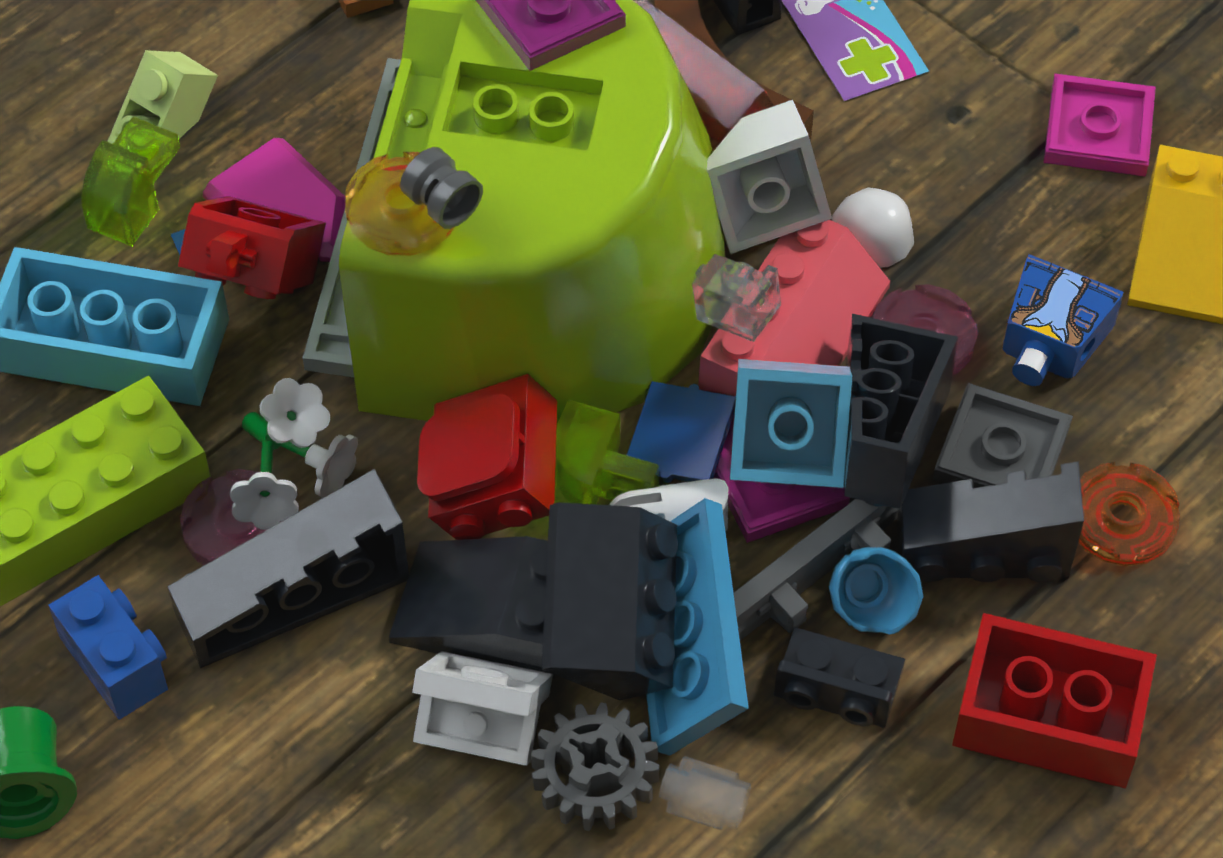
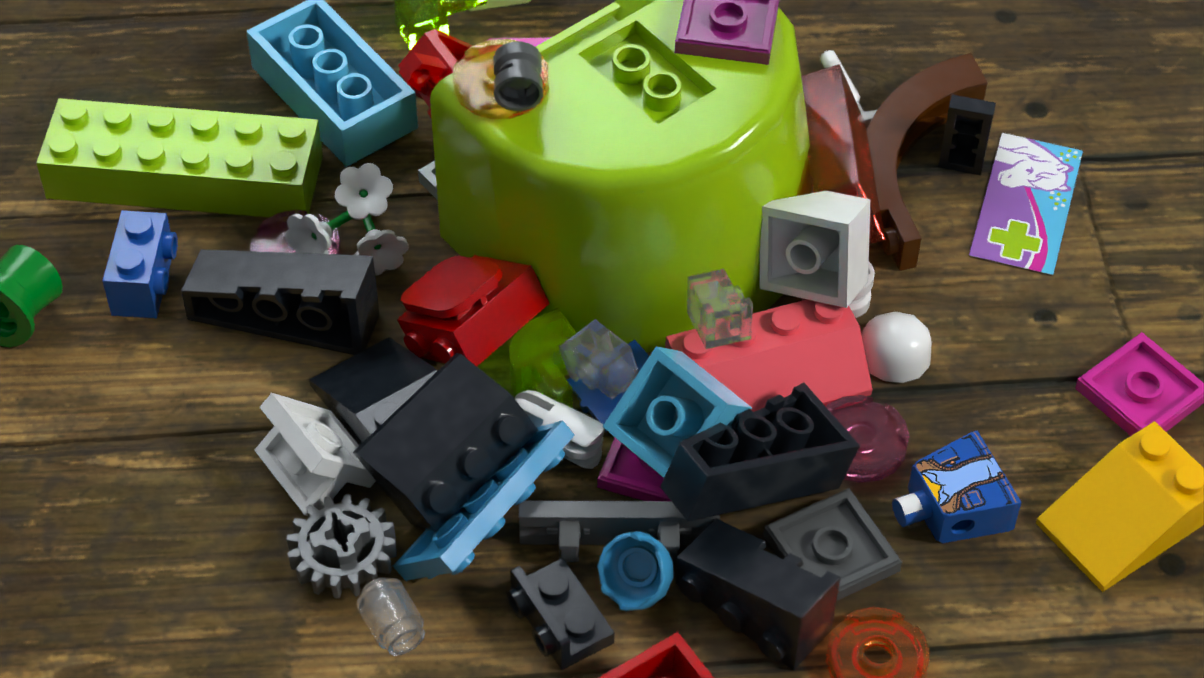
camera: 40 degrees right, 5 degrees down
(656, 420) = (599, 359): none -> clear brick

